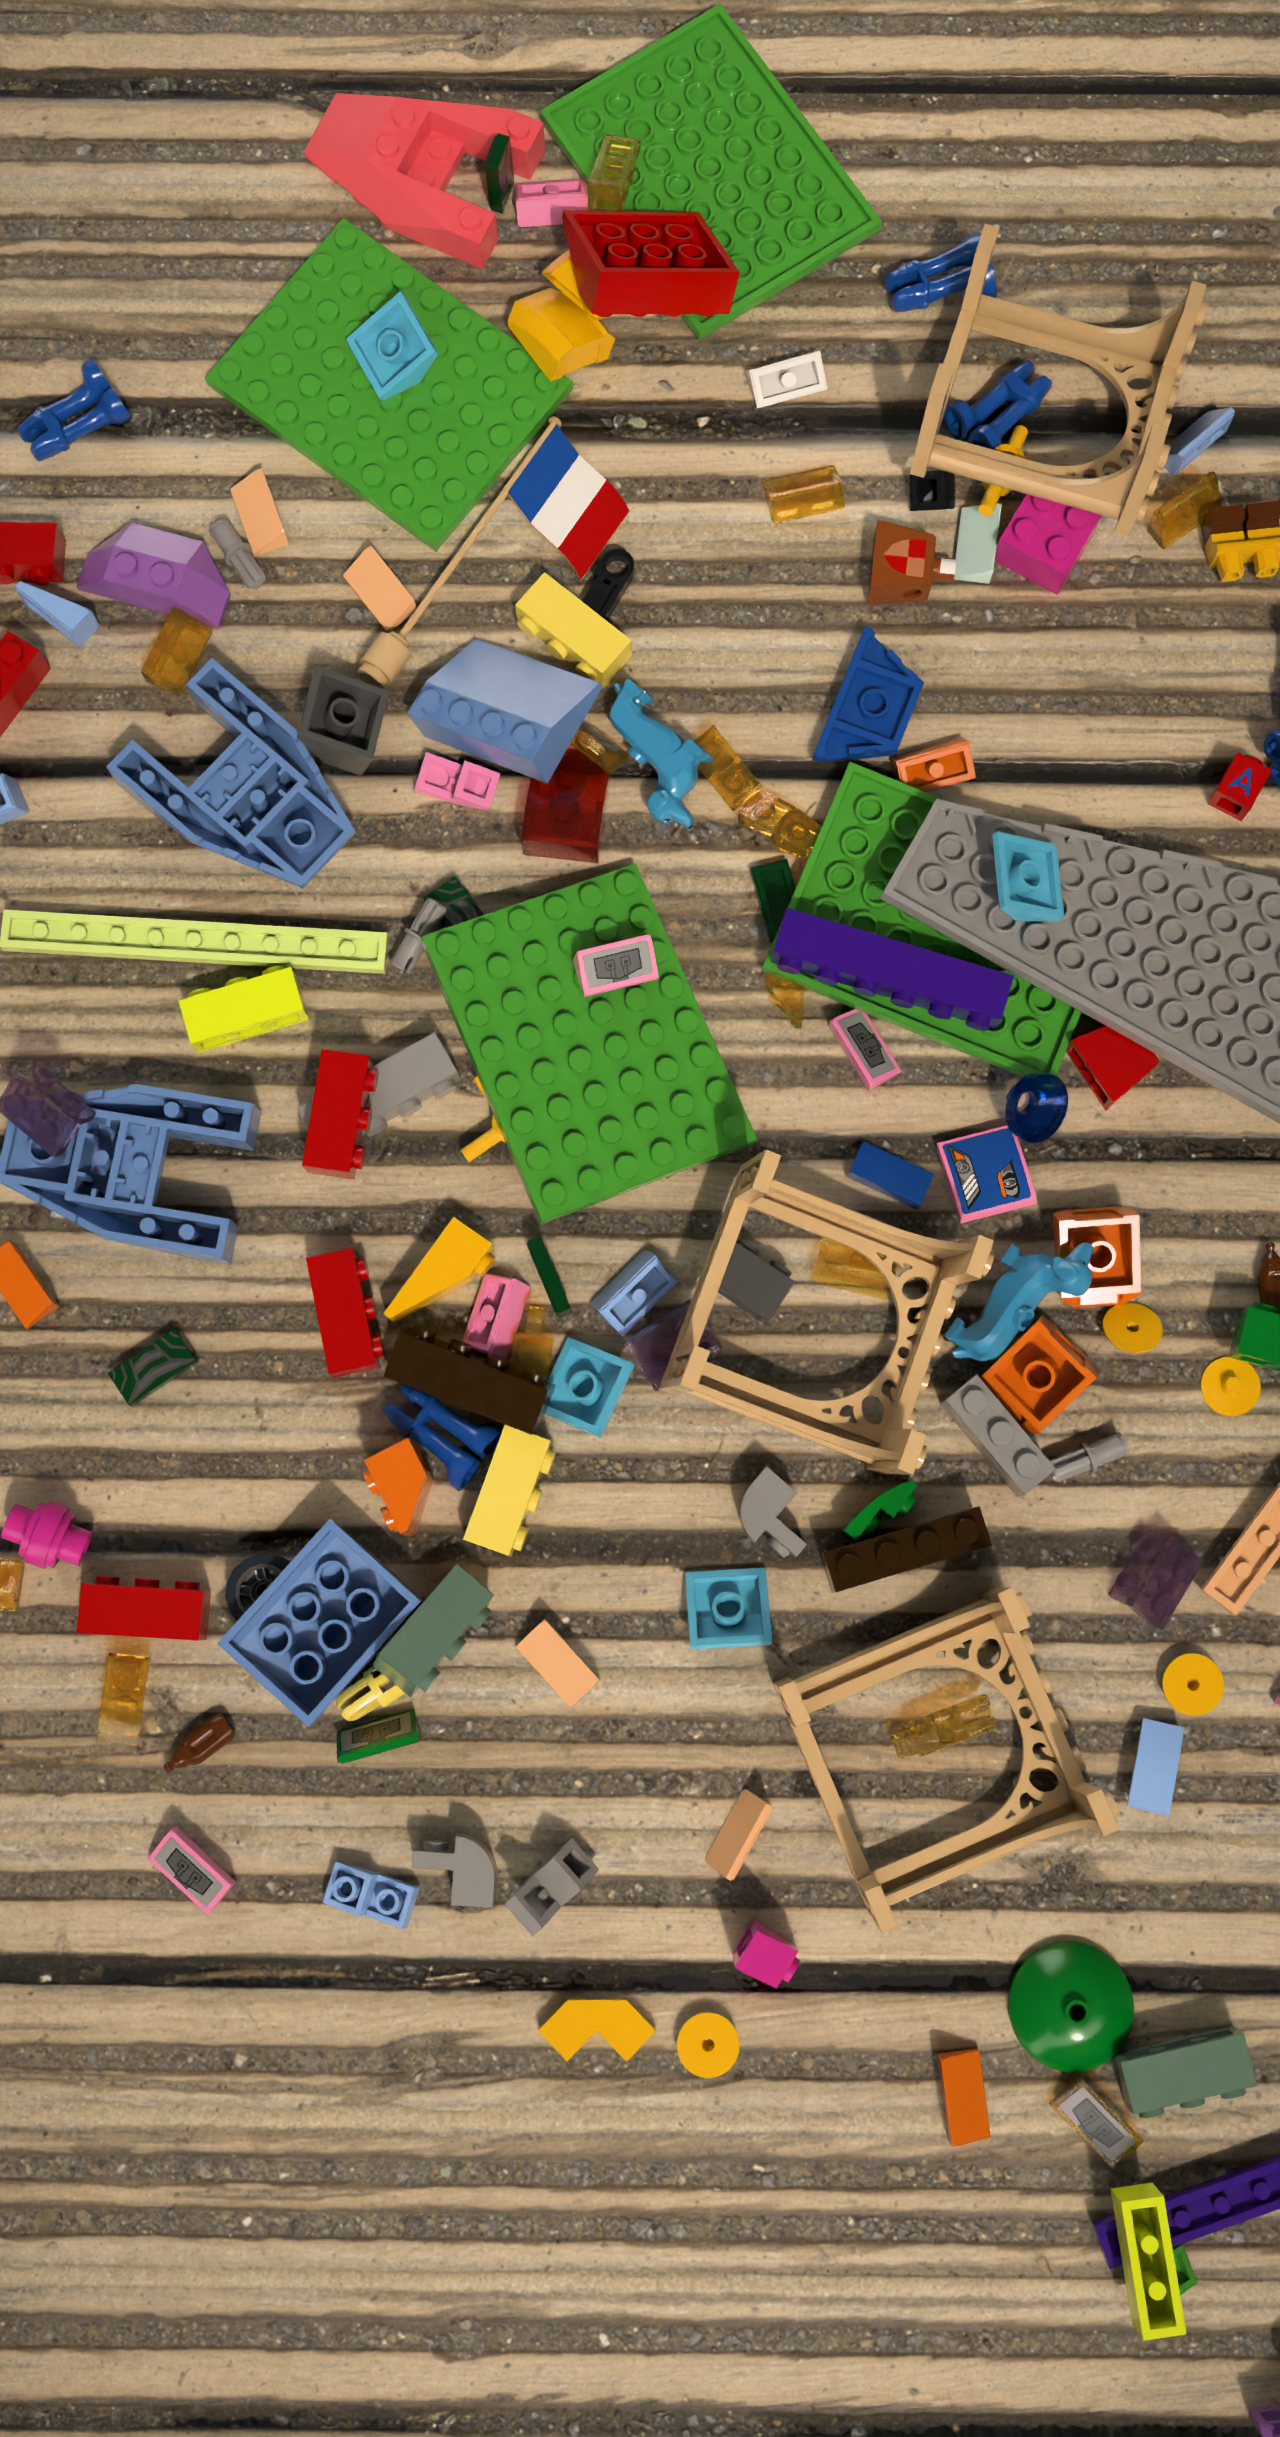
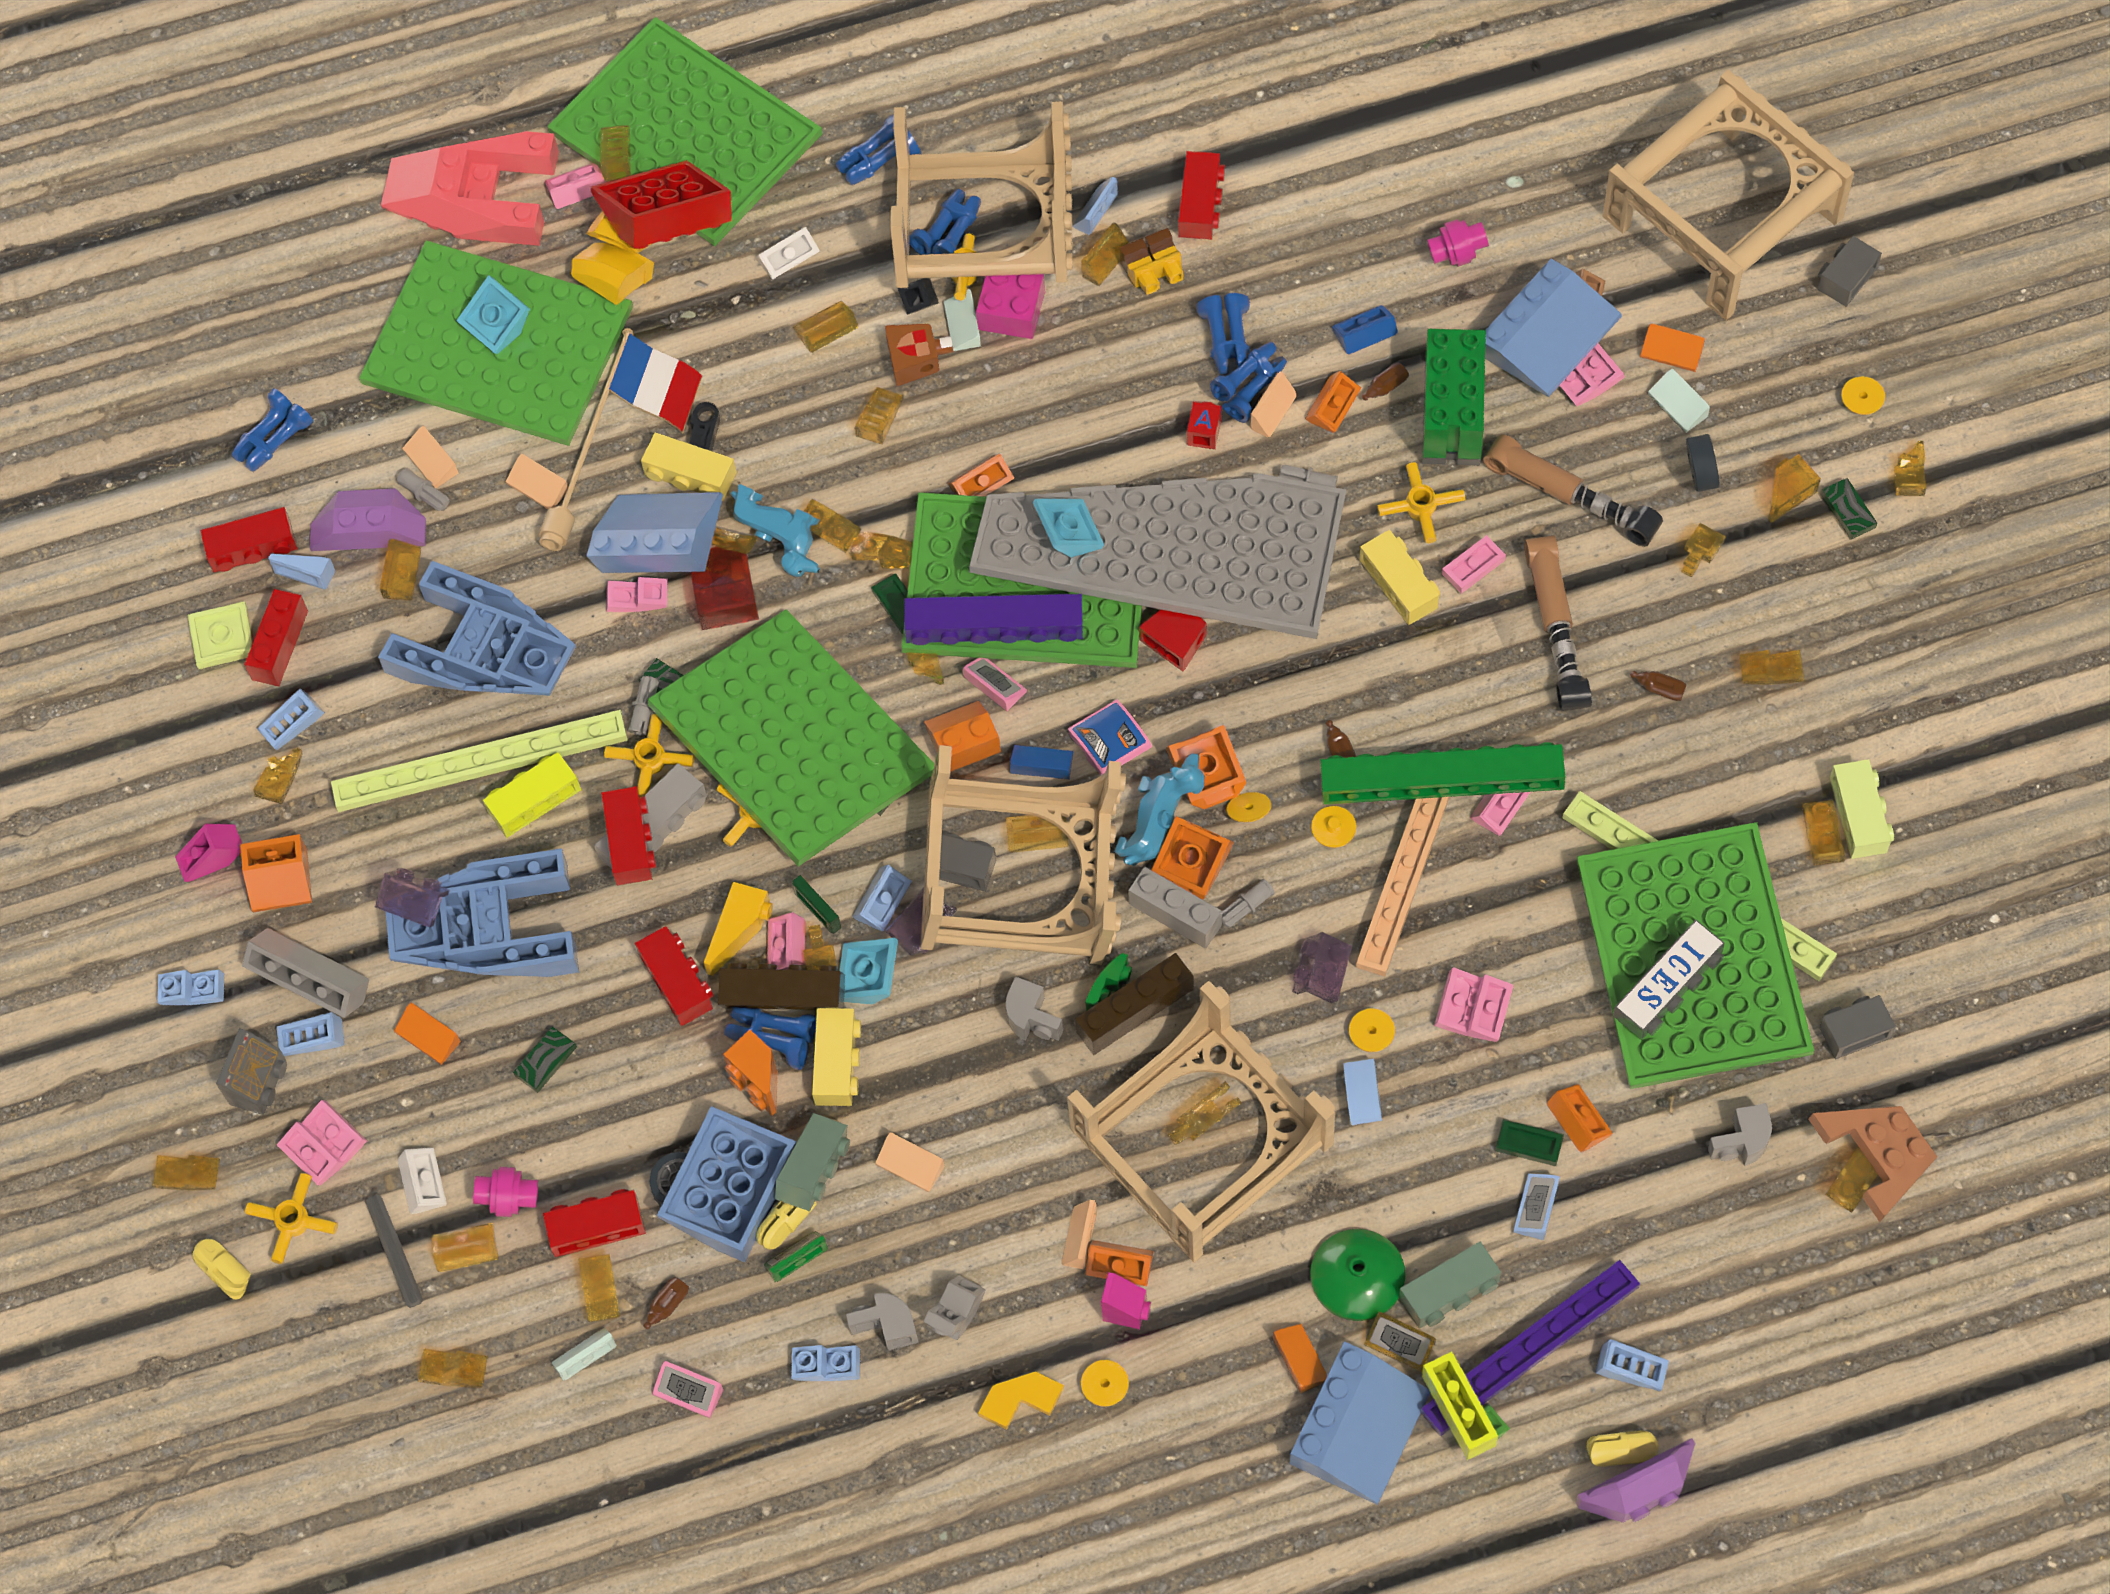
camera: 15 degrees left, 15 degrees down
(78, 1775) = (584, 1354): none -> light aqua slope
(342, 720) = (541, 575): dark grey slope -> none
(397, 1021) = (646, 746): none -> yellow bar
(499, 173) = (532, 176): dark green tile -> none
(616, 965) = (794, 676): slope -> none
(728, 1608) = (1020, 1084): medium azure slope -> none
(778, 1885) = (1125, 1261): none -> orange slope
(803, 1107) = (967, 731): none -> orange slope
(816, 658) = (879, 433): none -> clear yellow slope
(870, 705) = (921, 452): blue wing -> none
(1007, 2215) = (1359, 1424): none -> medium blue slope
(1044, 1109) = (1137, 678): clear blue piece -> none

